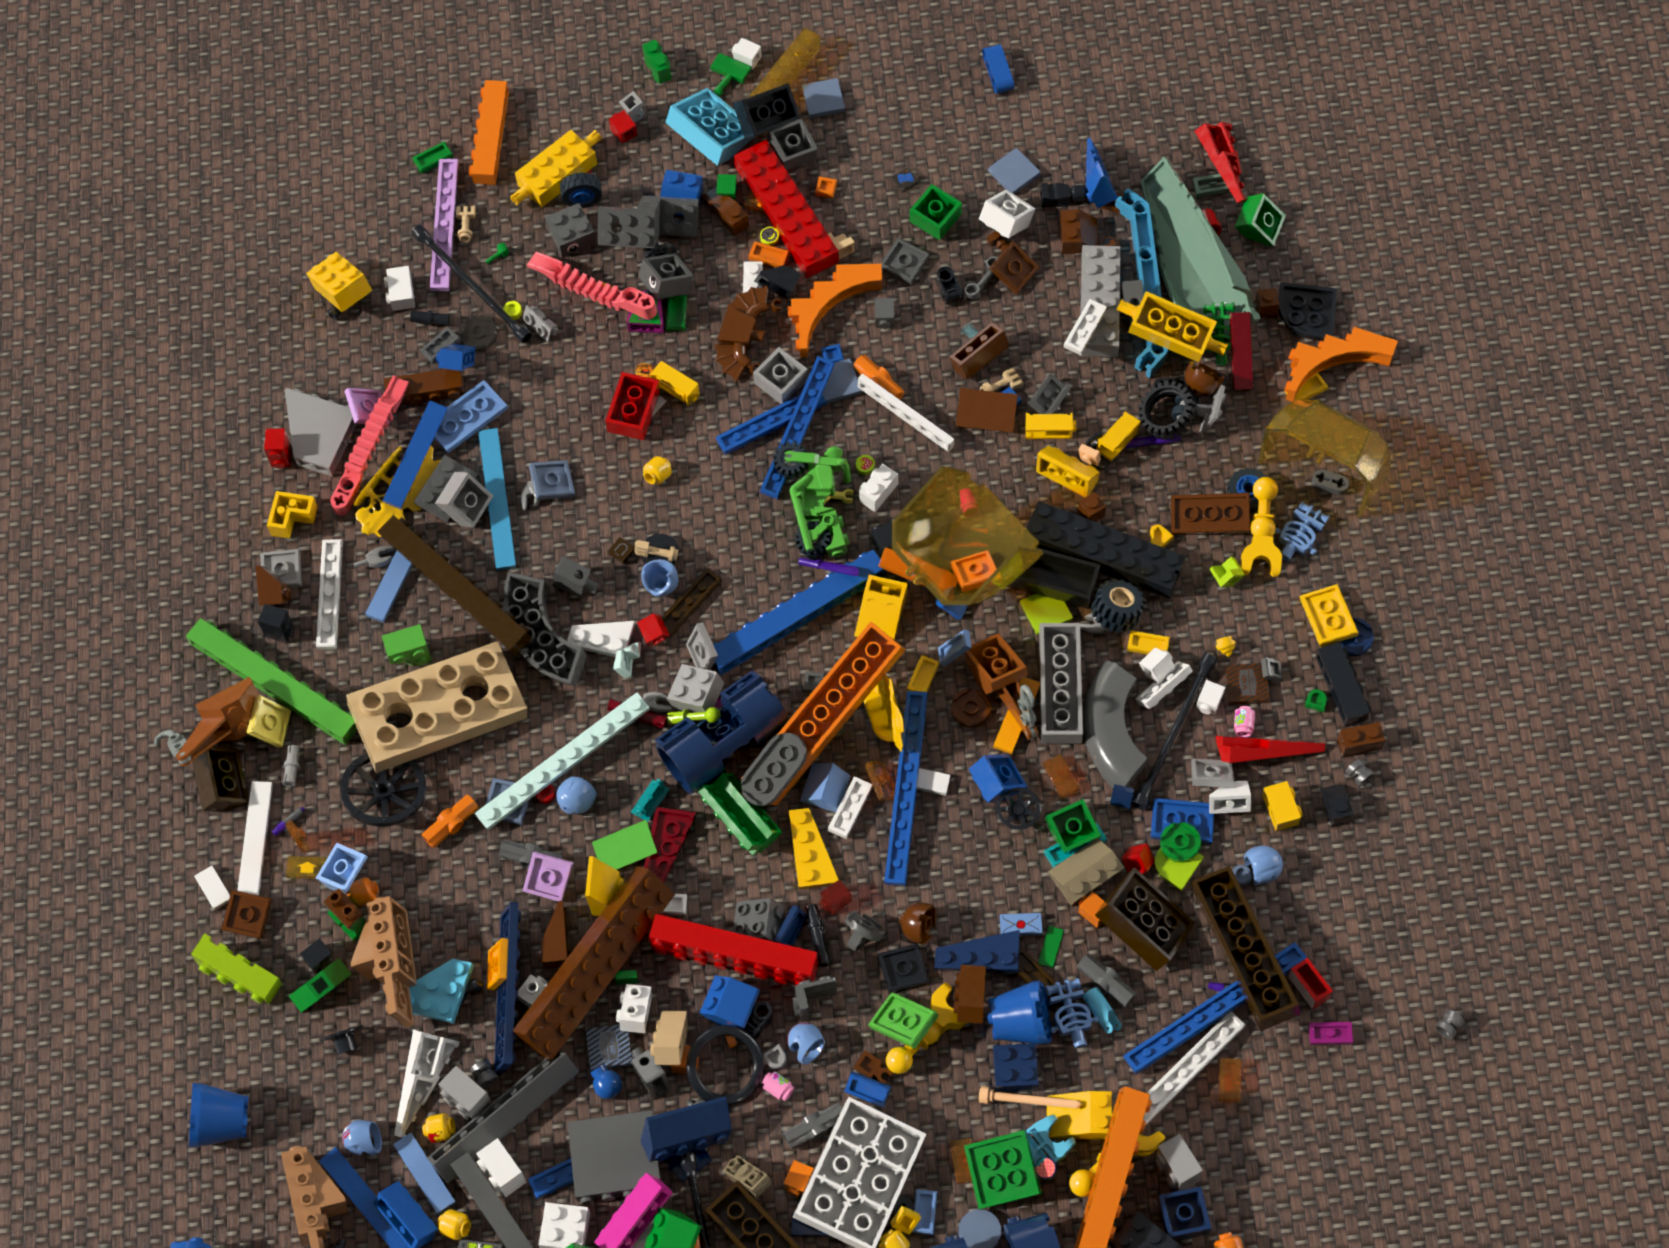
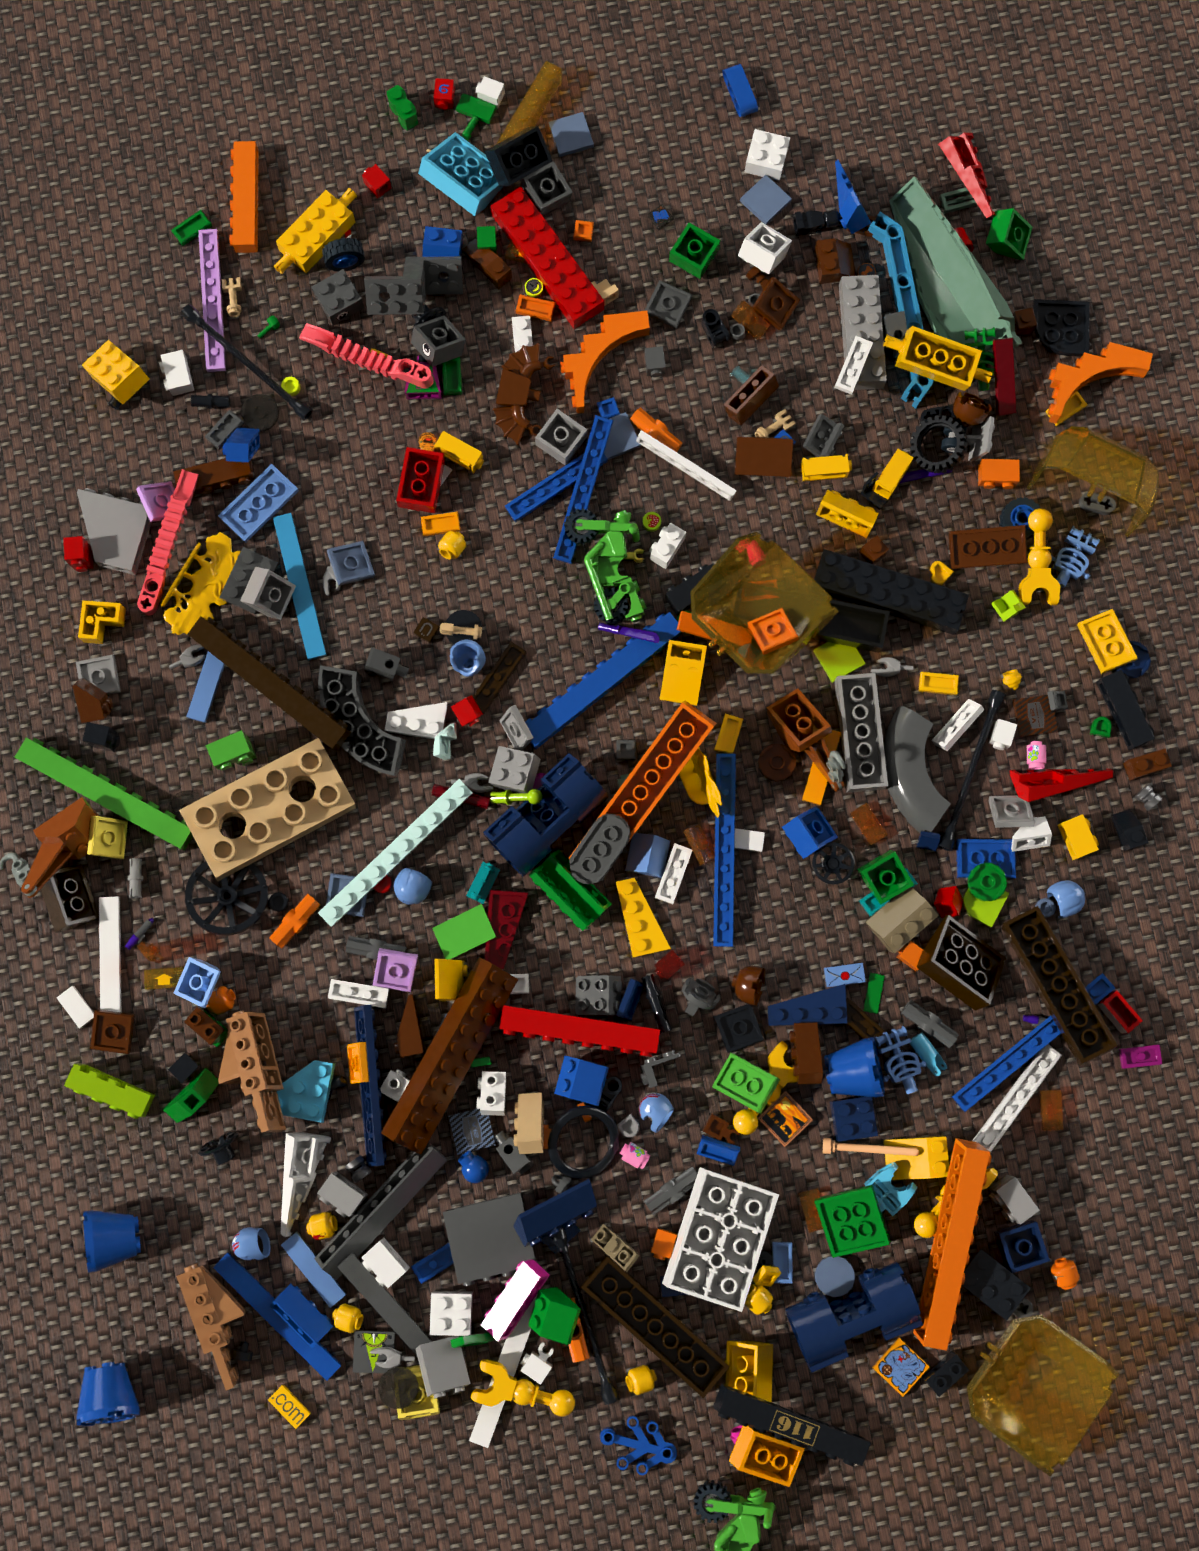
camera: 10 degrees left, 15 degrees up
(329, 594) = (149, 698): white tile -> none
(415, 455) = (214, 549): blue tile -> none
(436, 802) = (278, 902): none -> black tile
(501, 896) = (358, 993): none -> white plate
(535, 320) = (313, 393): light grey hinge -> none
(633, 106) = (384, 159): light grey leg -> none
(646, 450) = (440, 523): none -> light orange tile
(700, 51) = (444, 93): none -> red brick
(779, 280) = (550, 335): black slope -> none
(942, 1064) = (785, 1119): none -> tile
(954, 647) = (757, 706): medium blue tile -> none
(986, 280) = (750, 319): none -> clear orange plate
(1019, 129) = (767, 154): none -> white brick
(1046, 1167) = (892, 1216): coral tile -> none
(1089, 455) = (867, 497): light nougat plate -> none
(1118, 605) = (909, 650): black wheel -> none
(1157, 664) = (950, 706): white brick -> none
(1229, 444) = (998, 473): none -> orange brick

